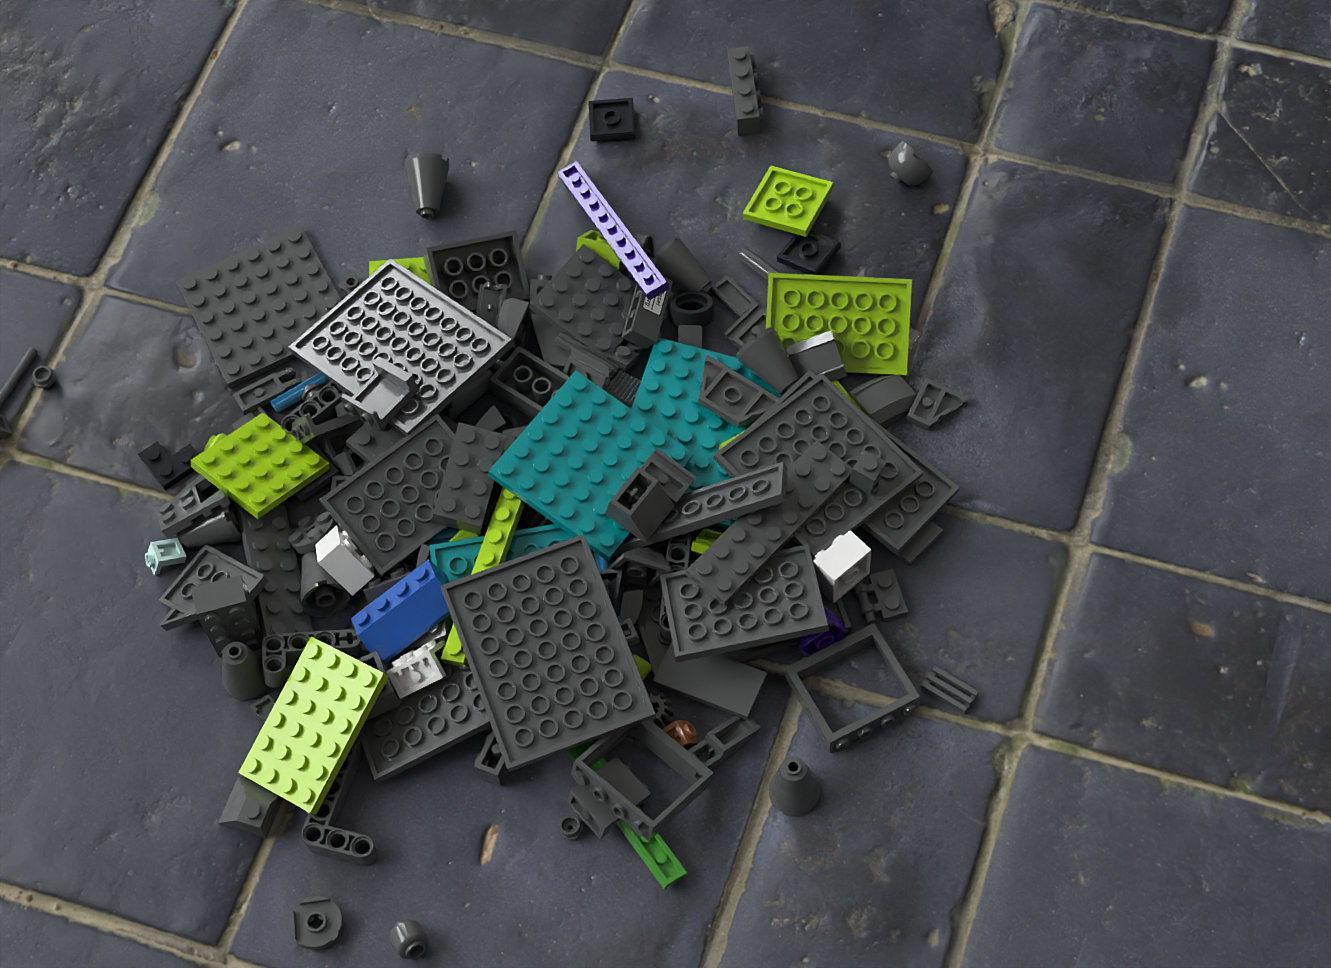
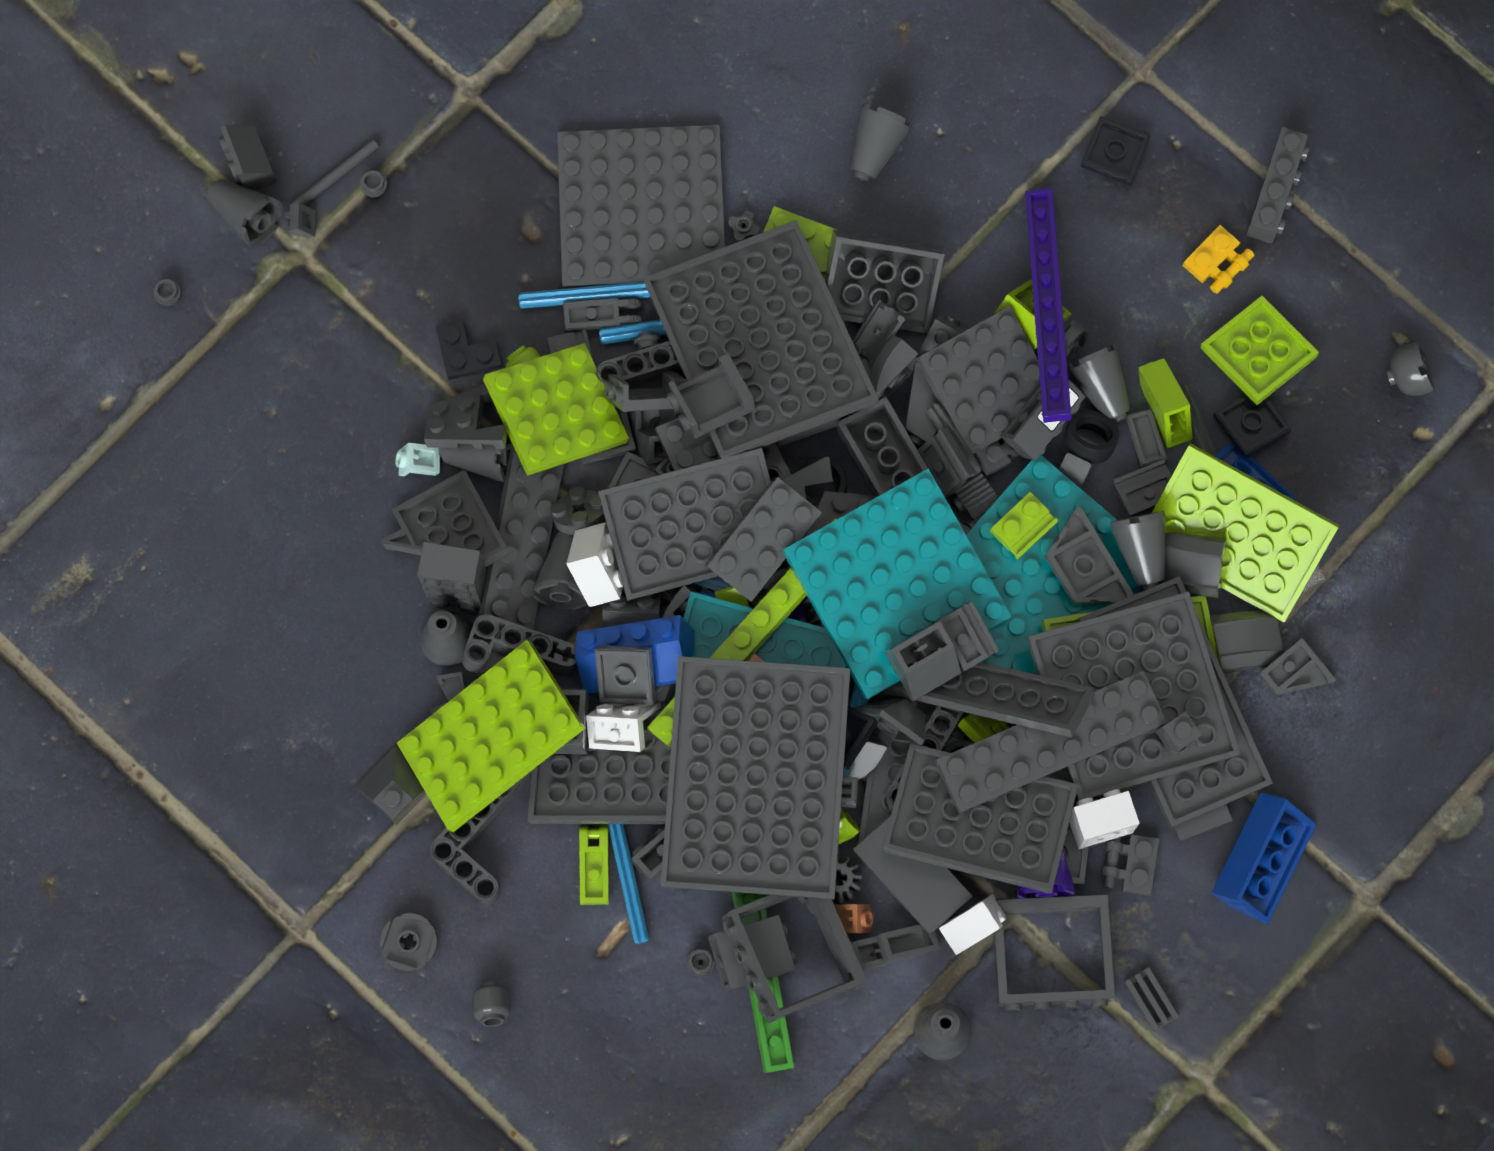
camera: 20 degrees right, 15 degrees up
(226, 394) = (560, 296): none -> dark azure axle
(404, 626) = (625, 675): none -> dark grey plate
(446, 793) = (594, 866): none -> lime plate
(480, 792) = (628, 883): none -> dark azure axle
(670, 388) = (1023, 525): none -> lime plate
(719, 156) = (1212, 253): none -> yellow plate
(738, 262) = (1167, 402): none -> lime slope
(778, 693) = (973, 924): none -> white hinge
(981, 545) = (1264, 857): none -> blue slope

